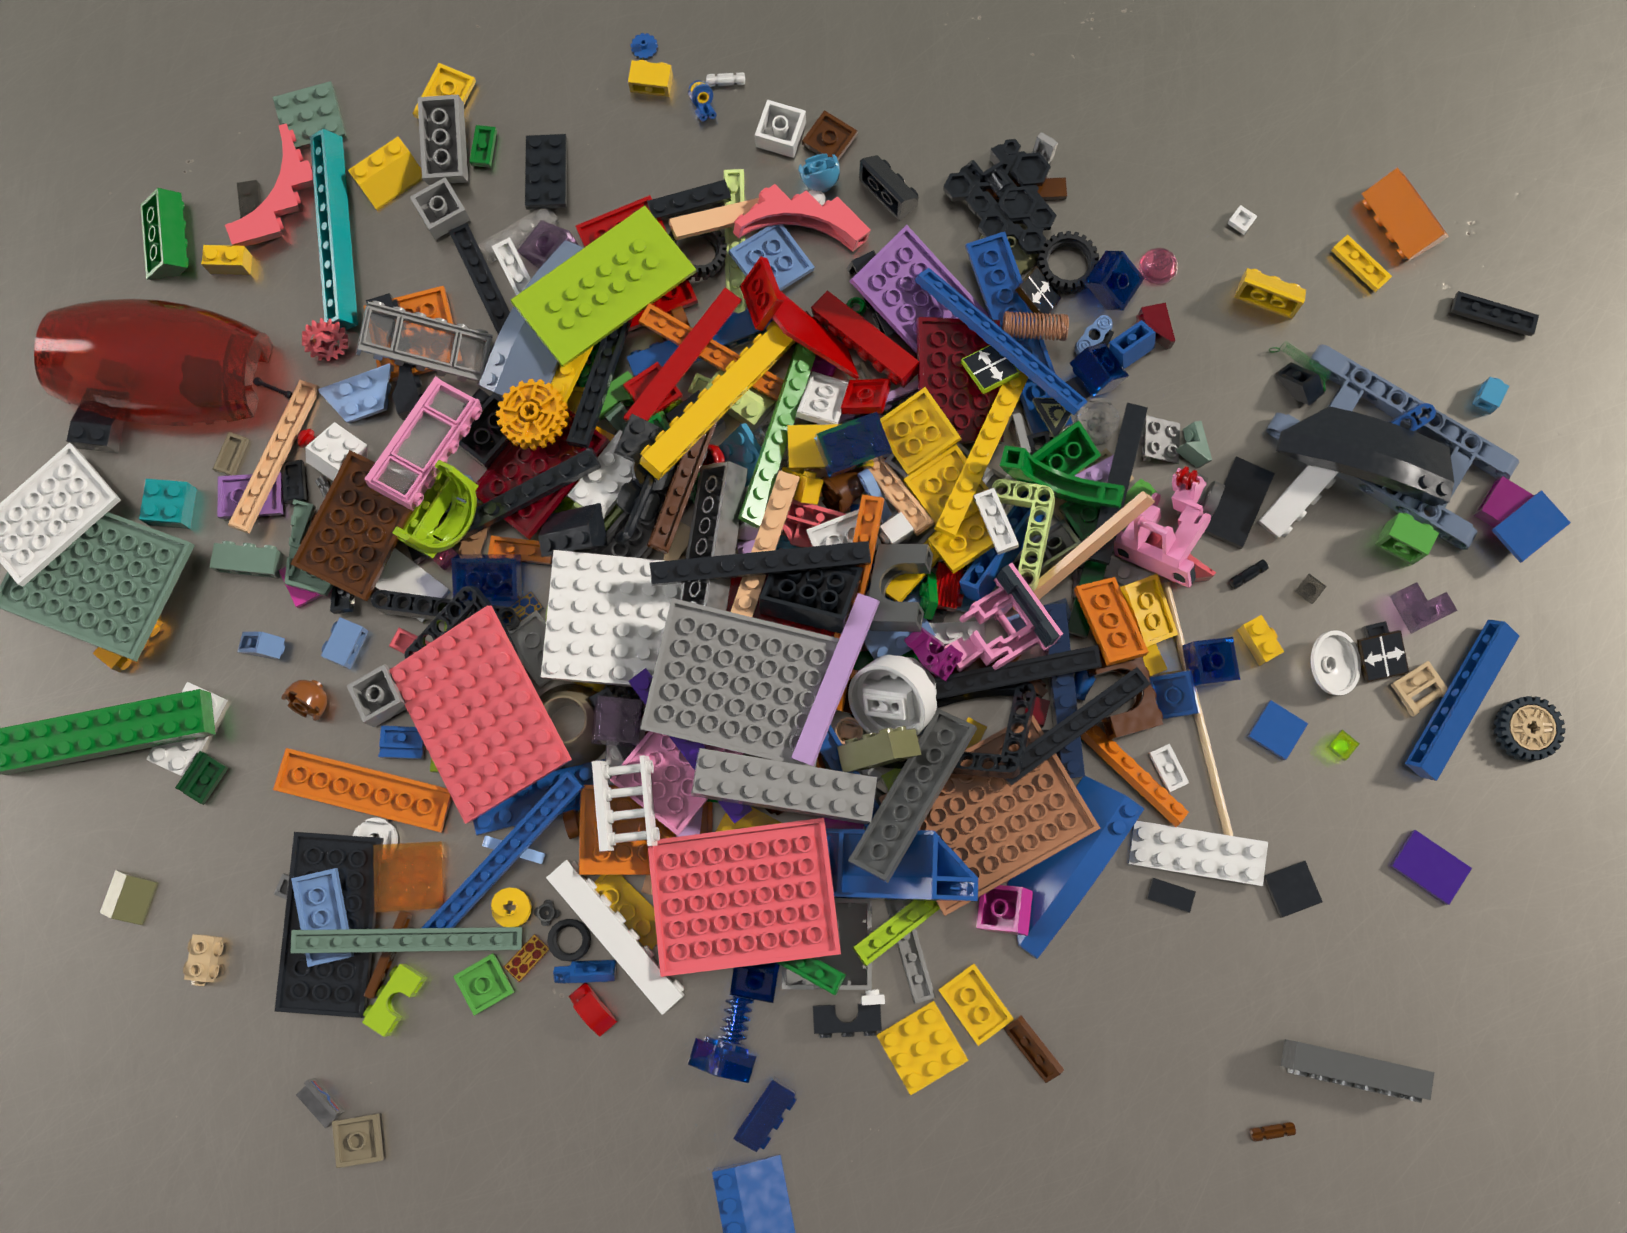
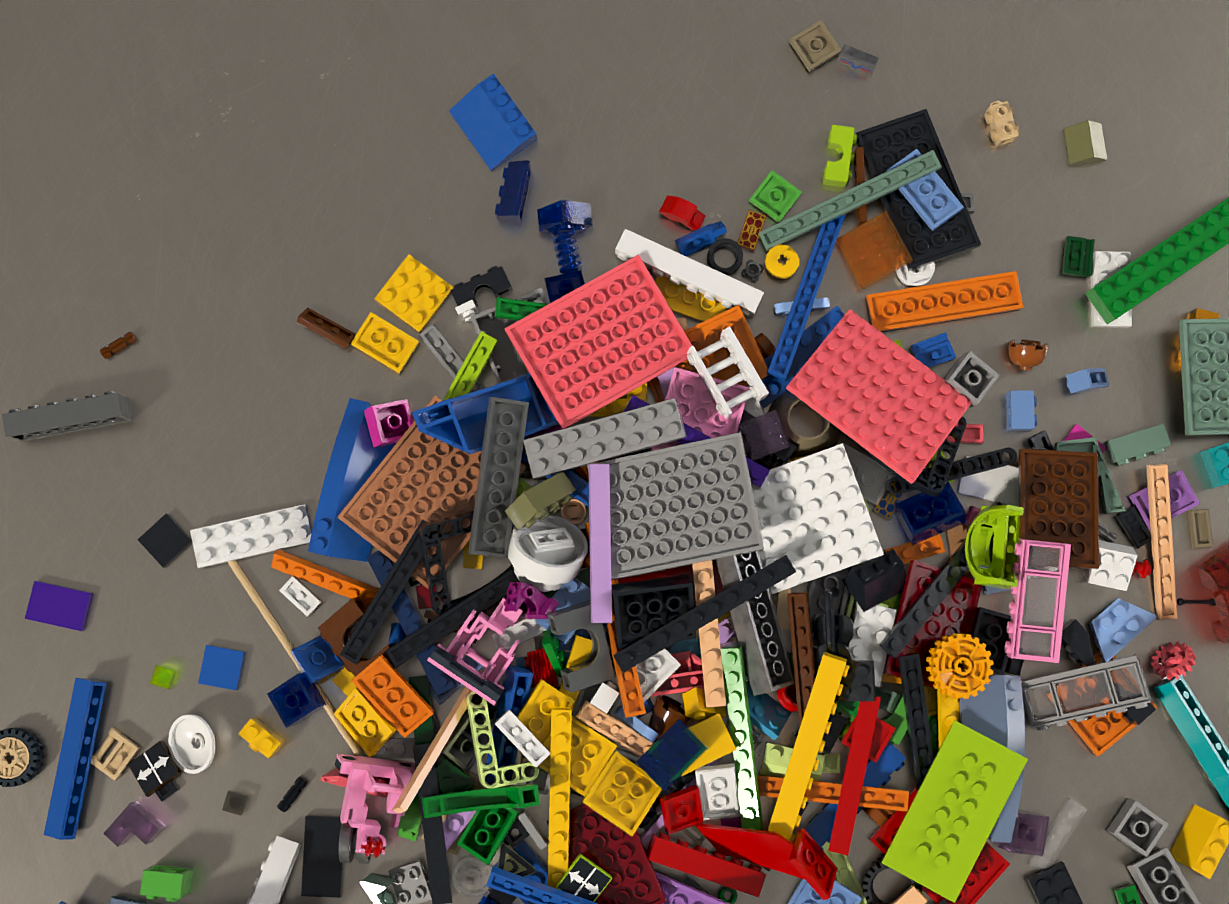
camera: 155 degrees right, 5 degrees up
(480, 275) = (1069, 780): black plate -> none
(512, 265) = (1045, 800): white plate -> none
(1170, 895) = (262, 493): black tile -> none

